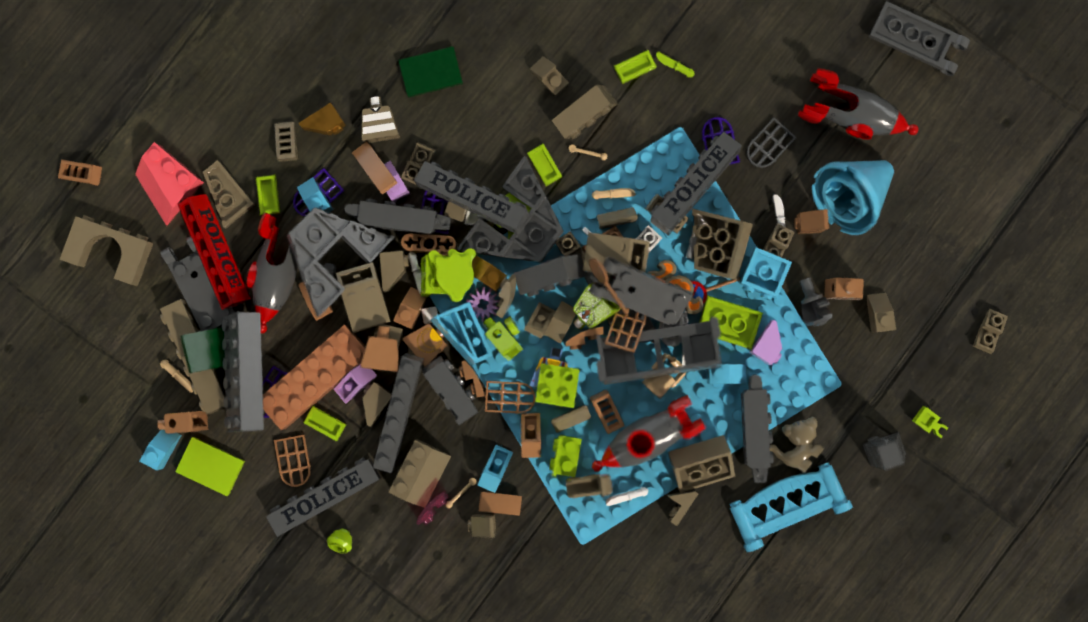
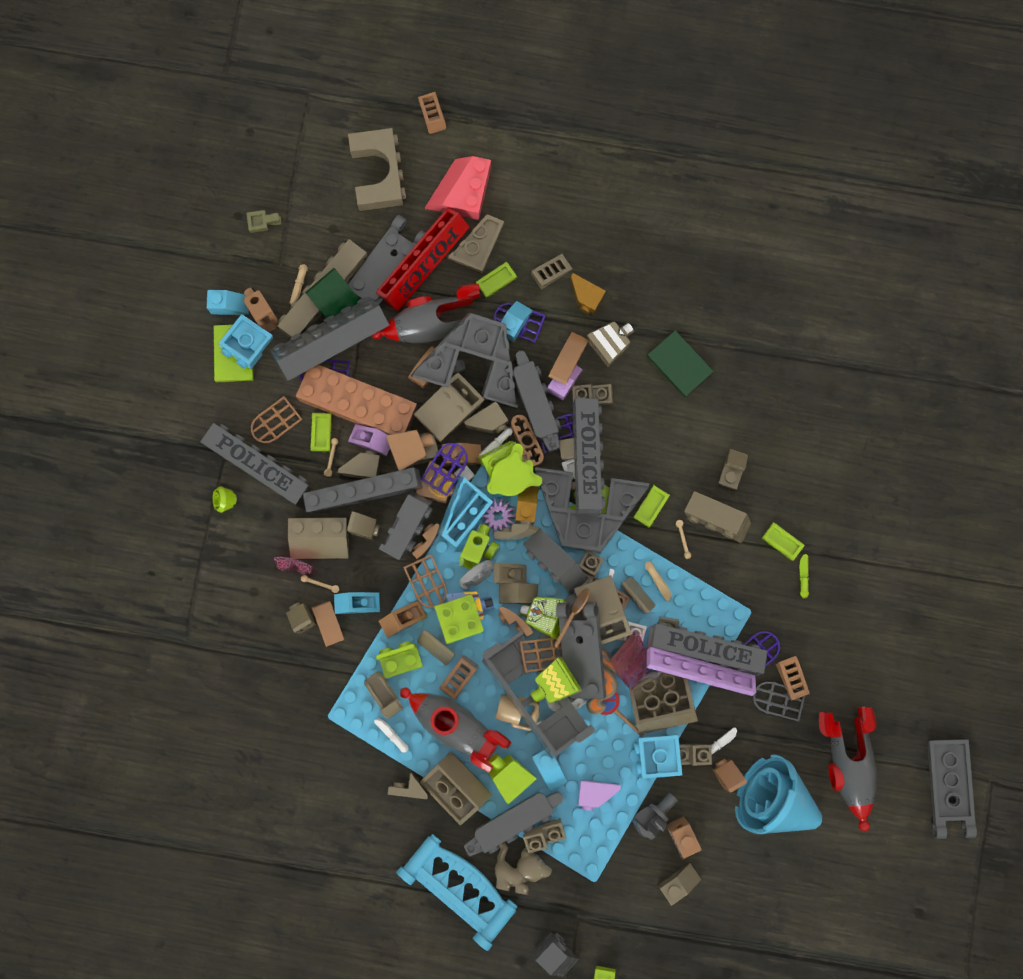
camera: 55 degrees right, 5 degrees down
(99, 381) = (259, 220): none -> olive plate
(206, 450) = (245, 342): none -> medium azure plate
(364, 435) = (328, 472): none -> tan hinge
(415, 336) = (439, 470): none -> dark purple window
(430, 428) = (363, 526): none -> dark tan slope
(526, 349) = (476, 574): none -> light grey tile
(657, 329) = (555, 683): none -> lime torso
(672, 253) = (631, 661): none -> clear pink slope
(711, 198) = (701, 671): none -> lavender plate
(716, 411) = (510, 776): none -> lime torso
(736, 323) = (599, 751): lime tile -> none
(758, 115) = (799, 675): none -> medium nougat slope
(780, 403) = (542, 835): none -> dark tan slope

